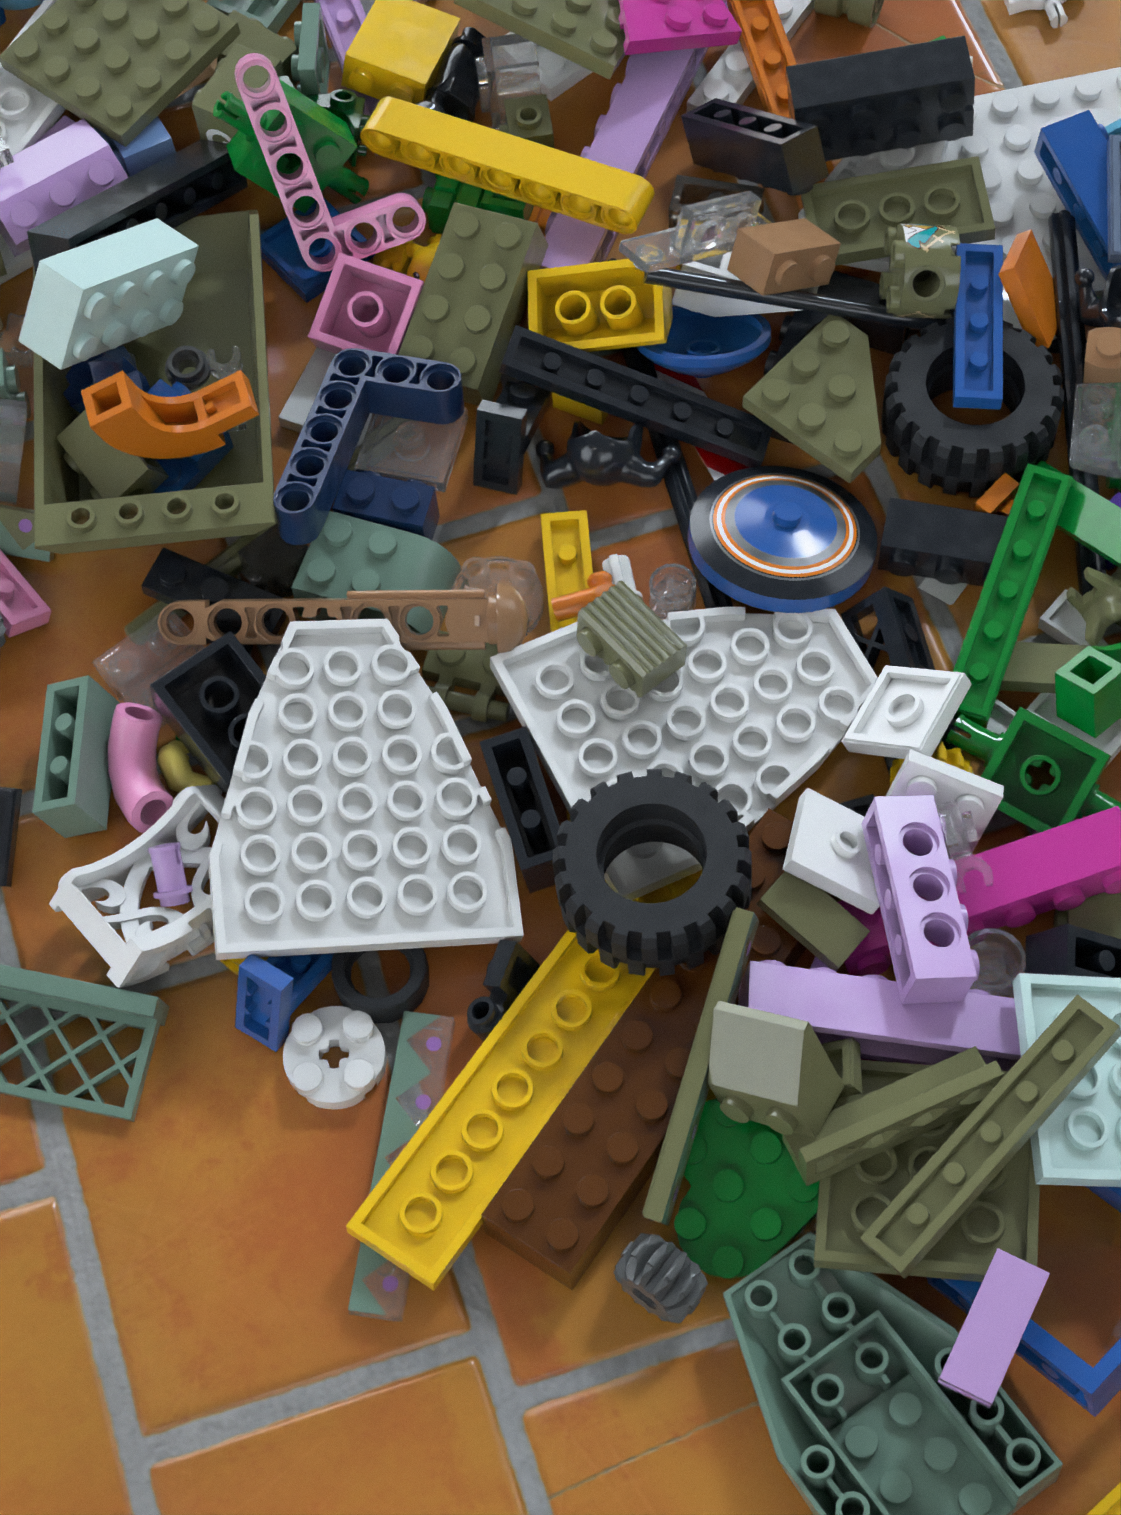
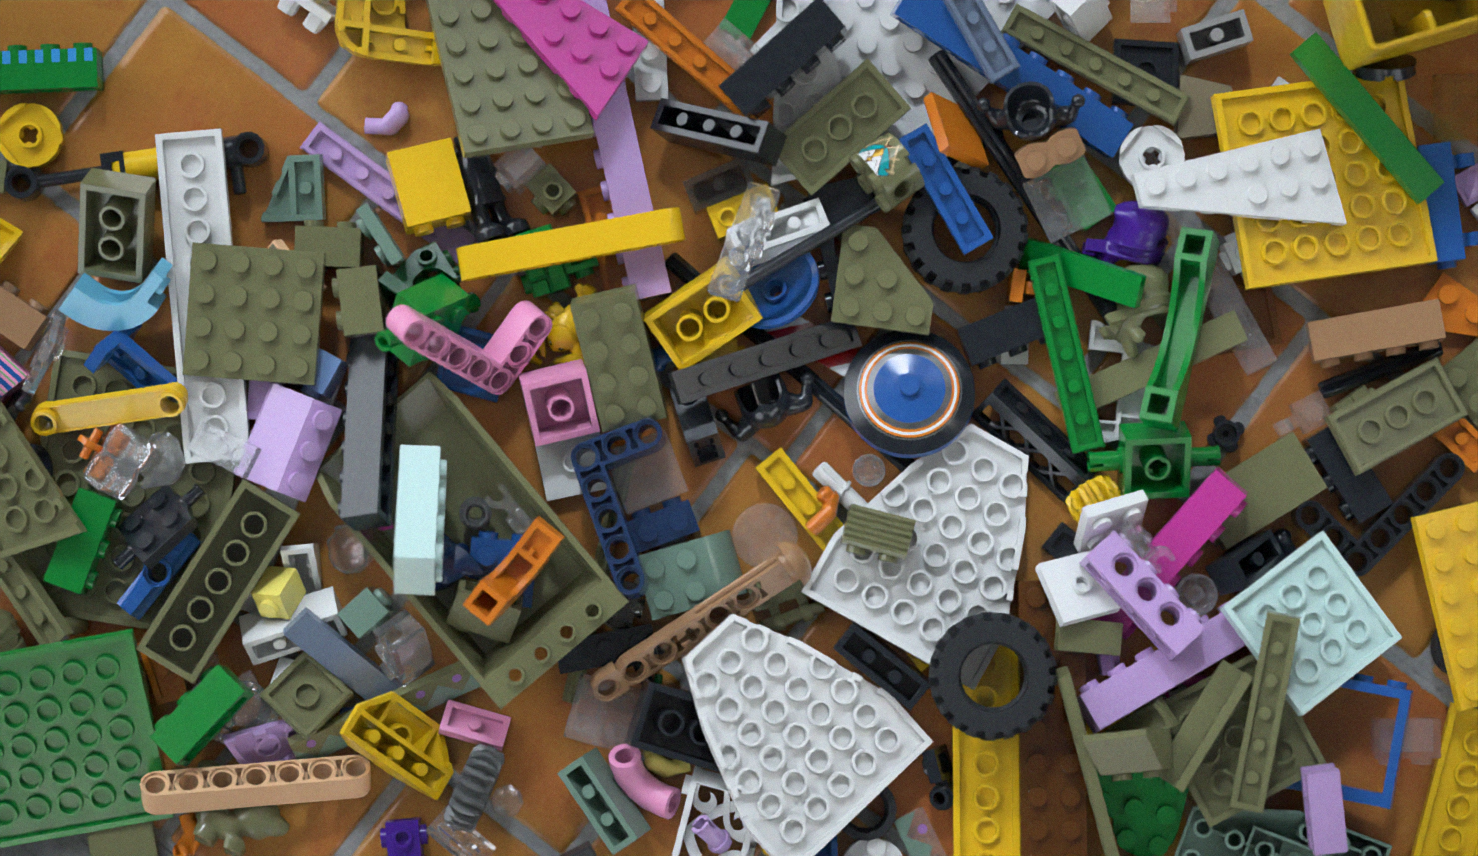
camera: 40 degrees left, 25 degrees up
(783, 256) = (801, 218): medium nougat brick -> none
(906, 712) = (1059, 474): white plate -> none

